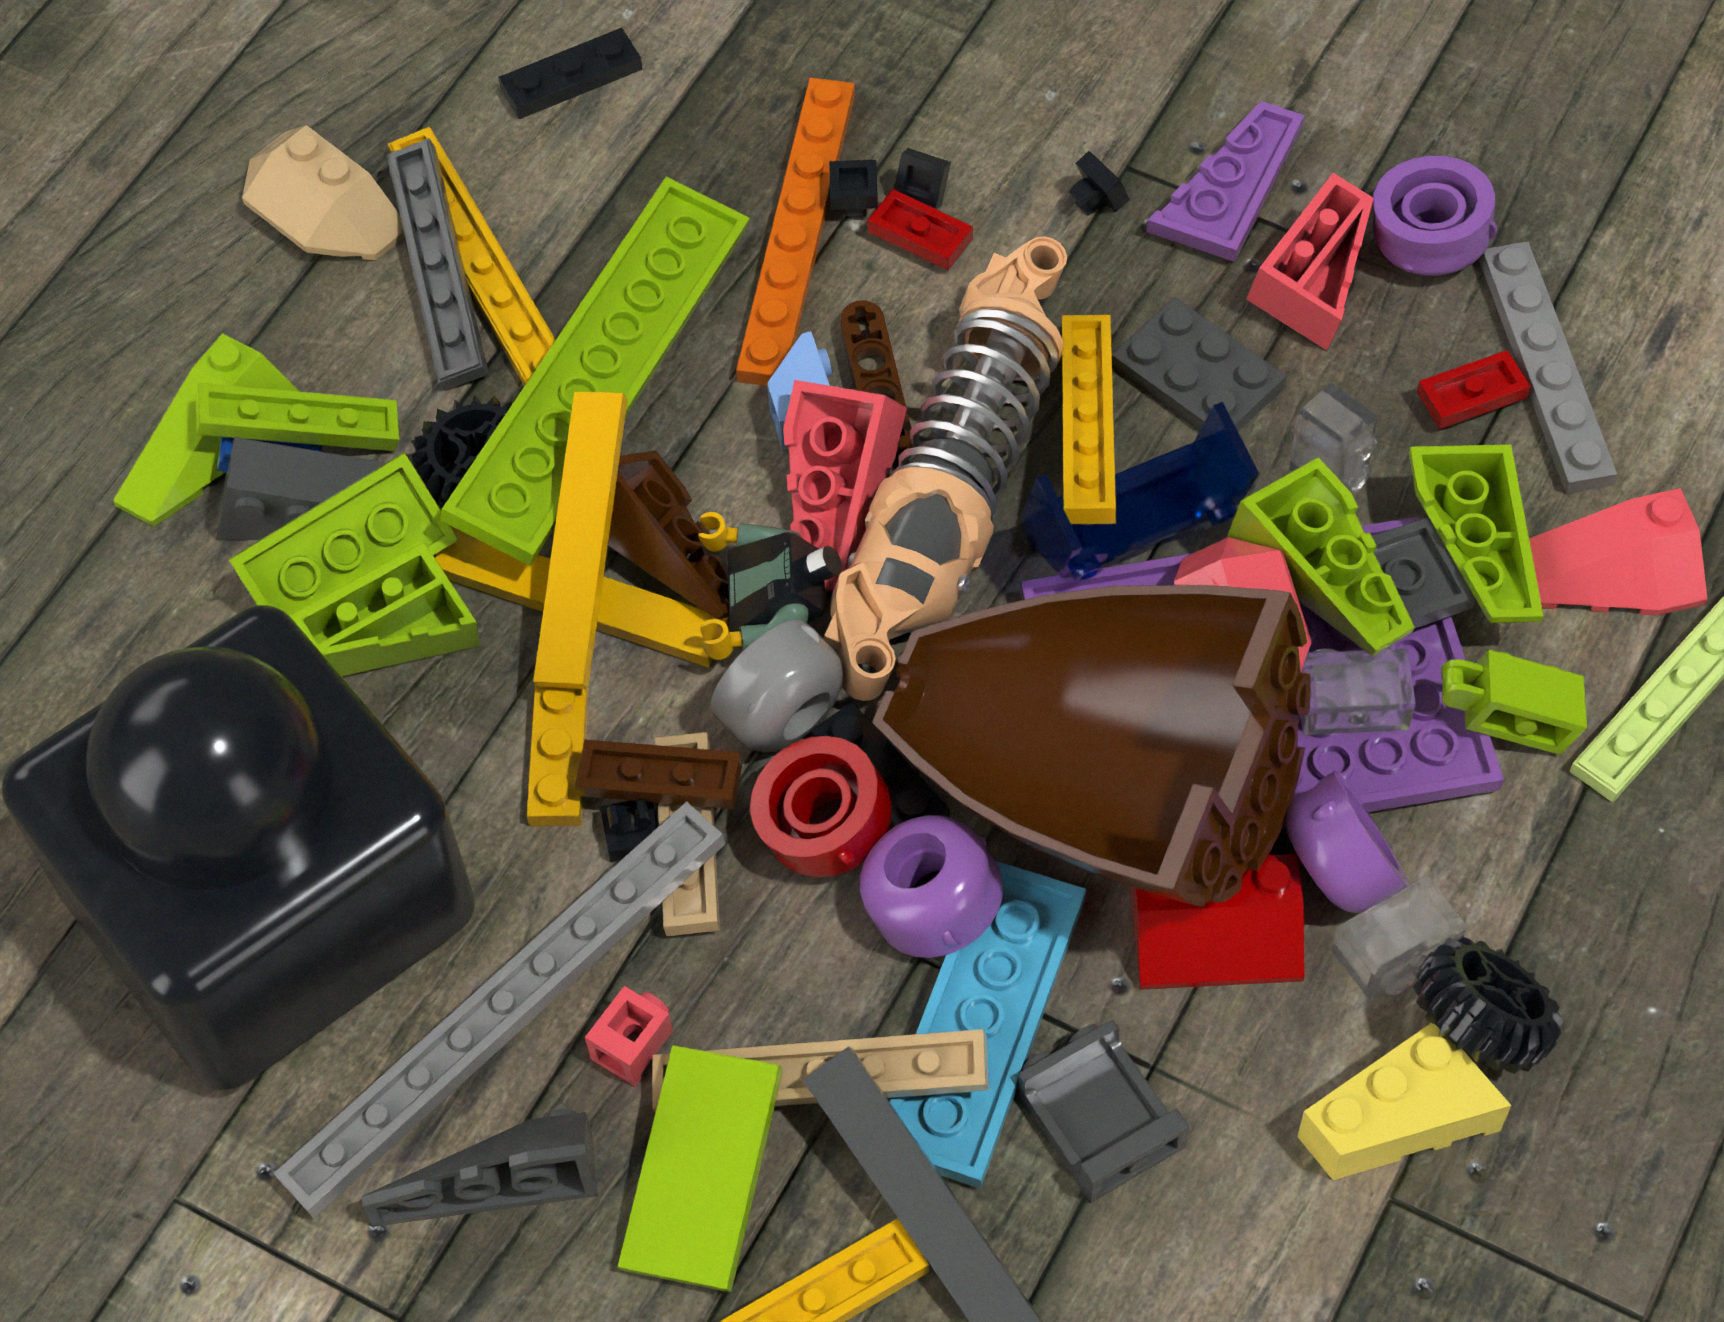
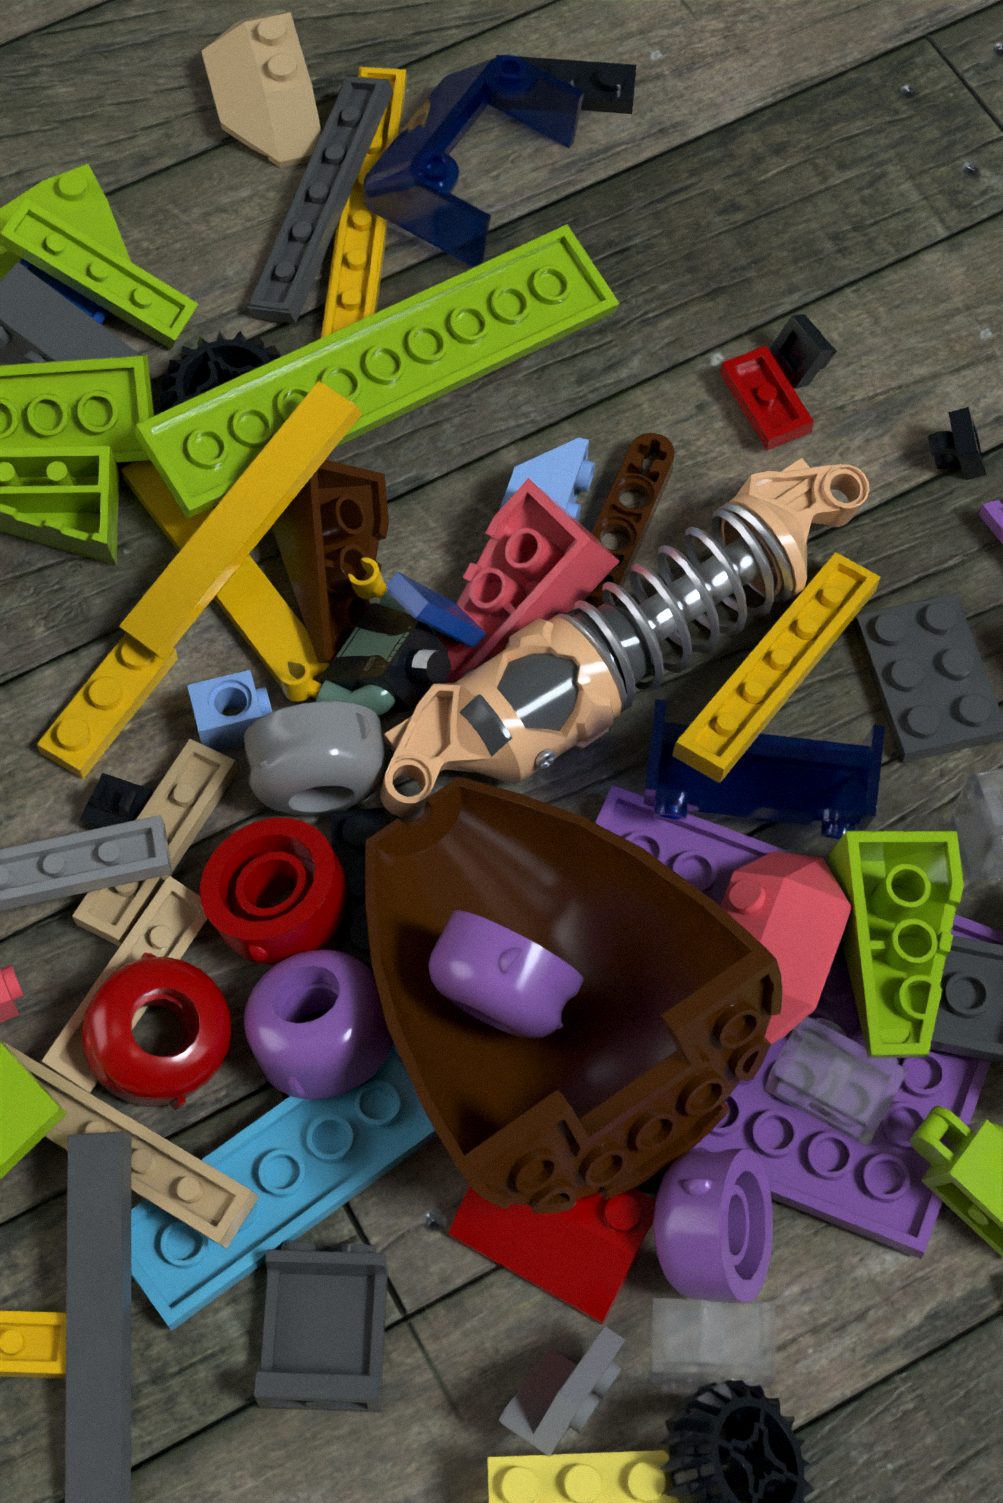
camera: 30 degrees right, 5 degrees up
(520, 205) = (417, 174): none -> clear blue windscreen
(659, 774) = (161, 775): reddish brown plate -> none
(664, 717) = (216, 695): none -> light blue brick
(748, 949) = (163, 930): none -> tan plate
(785, 997) = (123, 1064): none -> red piece
(795, 519) = (435, 610): none -> blue tile
(796, 230) = (660, 333): orange plate -> none
(853, 186) = (731, 323): black tile -> none
(1064, 749) = (501, 976): none -> medium lavender piece
(1324, 1045) = (561, 1392): none -> light grey bracket

